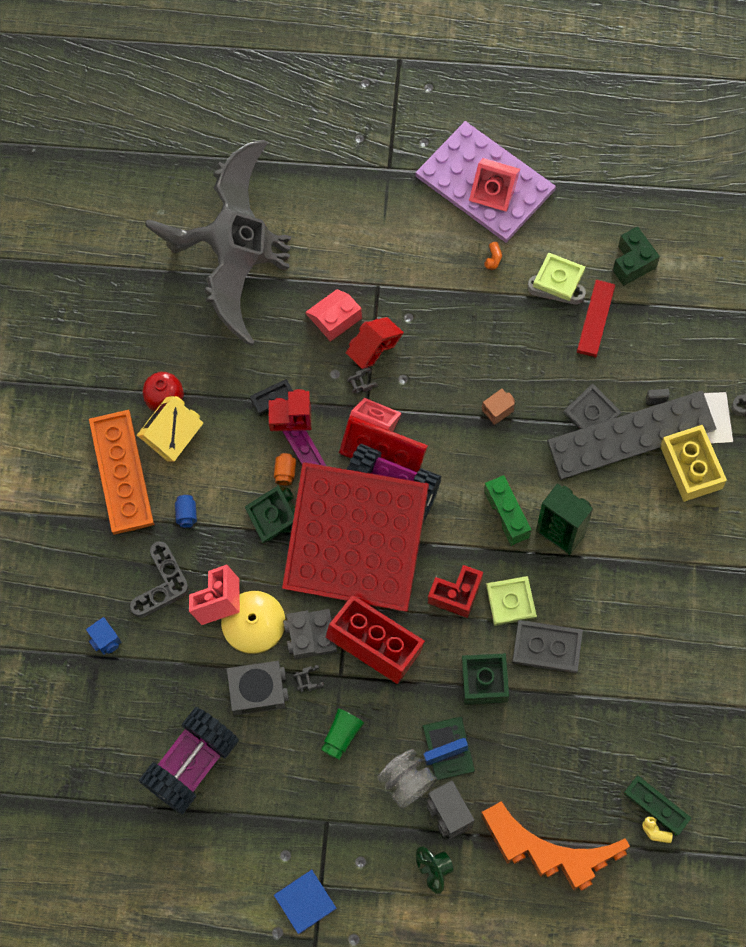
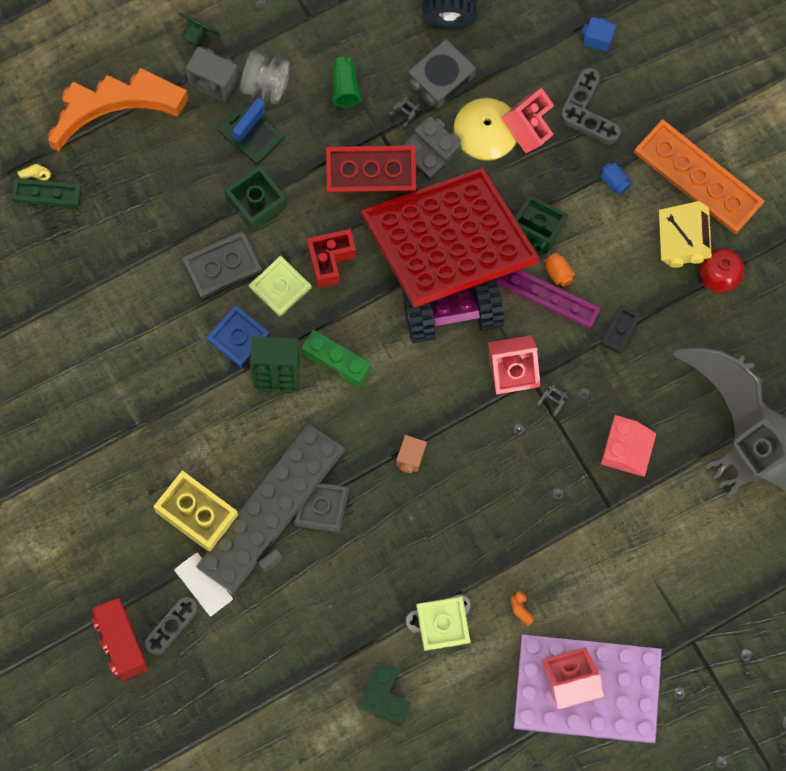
camera: 140 degrees right, 5 degrees up
(291, 413) = (589, 312): red brick -> none
(373, 340) = (569, 436): red brick -> none
(393, 446) = (475, 342): red tile -> none
(572, 580) = (234, 335): none -> blue plate
(596, 318) = (380, 609): red tile -> none

